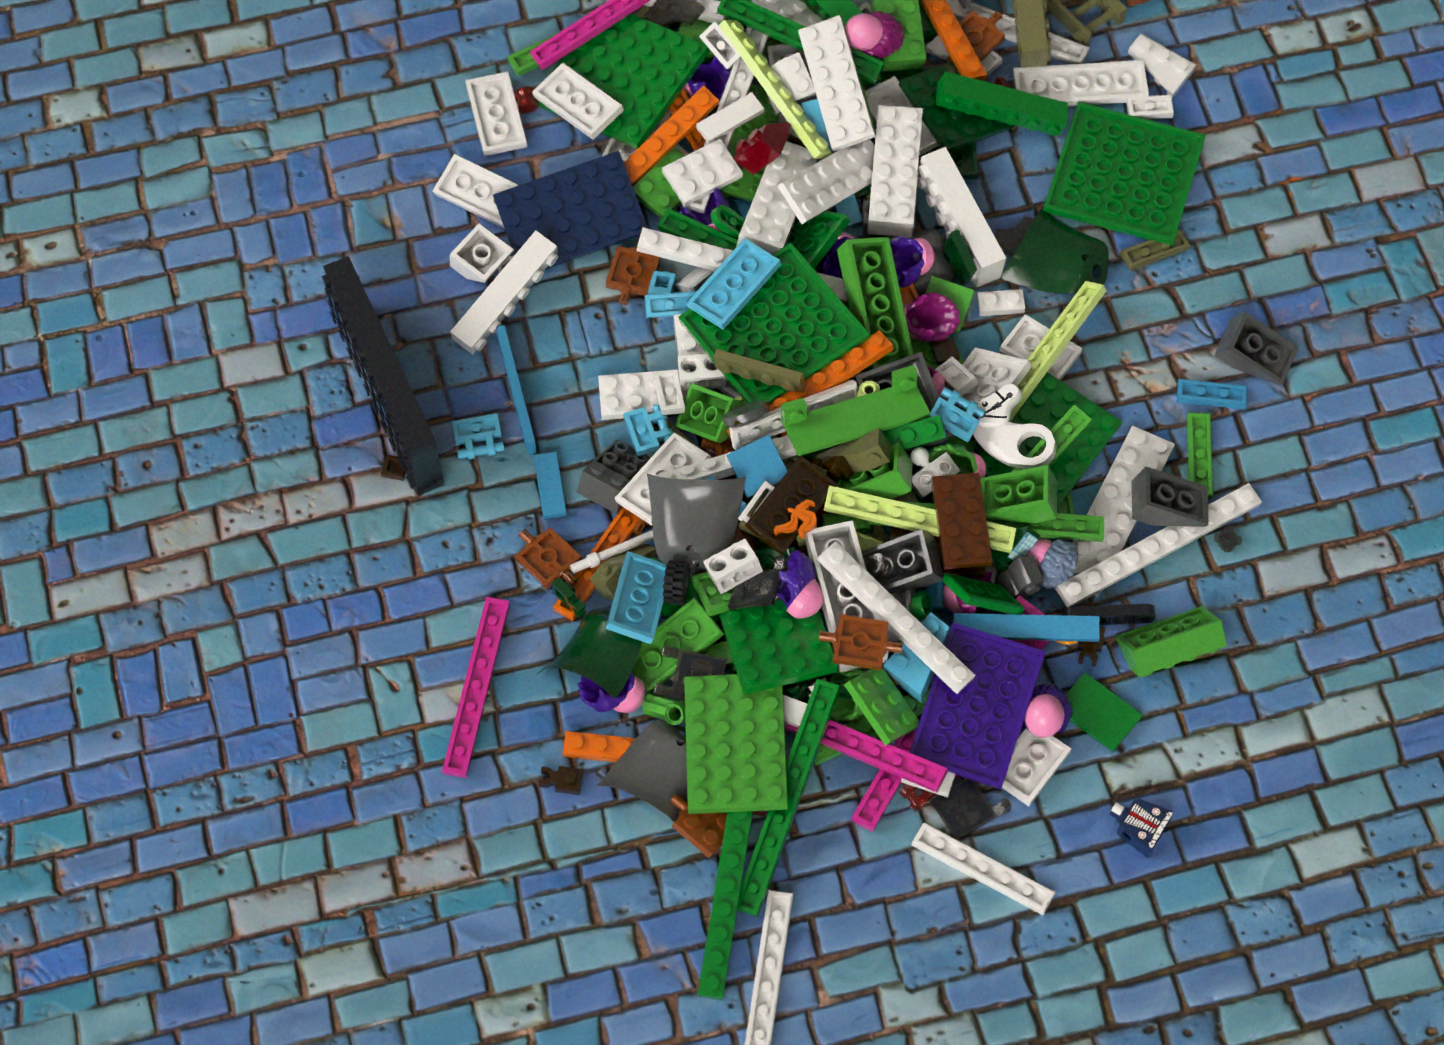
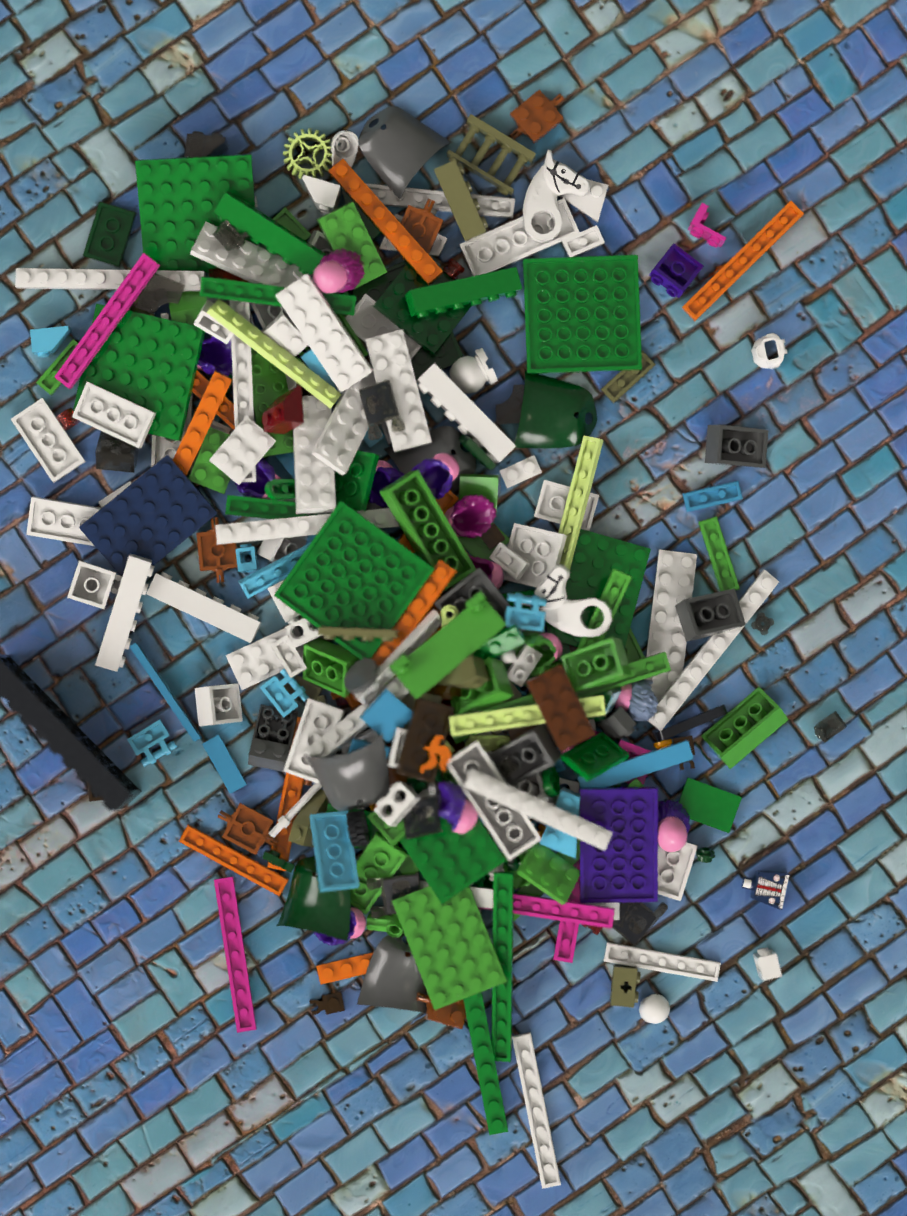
camera: 20 degrees left, 25 degrees up
(518, 589) = (233, 860): none -> orange tile
(539, 23) = (48, 339): none -> medium azure slope
(565, 143) = (115, 454): none -> clear smoke slope
(569, 420) = (218, 704): none -> white slope
(594, 320) = (204, 608): none -> white brick
(730, 118) = (247, 391): white tile -> none
(734, 283) = (309, 556): medium azure plate -> none
(860, 642) = (519, 843): dark orange plate -> none
(868, 171) = (380, 407): none -> flag
(927, 863) = (618, 996): none -> olive brick
(955, 918) = (654, 1009): none -> white hair
(987, 184) = (472, 372): none -> white tile
(1077, 762) = (705, 854): none -> dark green plate
(1112, 905) = (767, 964): none -> white brick
(1123, 47) = (541, 196): none -> white animal
(1242, 163) = (675, 271): none -> dark purple plate
(1274, 672) = (829, 726): none -> clear smoke bracket
(1288, 131) = (699, 230): none -> dark pink bracket
(1321, 177) = (743, 260): none -> orange plate
(1323, 278) = (760, 355): none -> white helmet

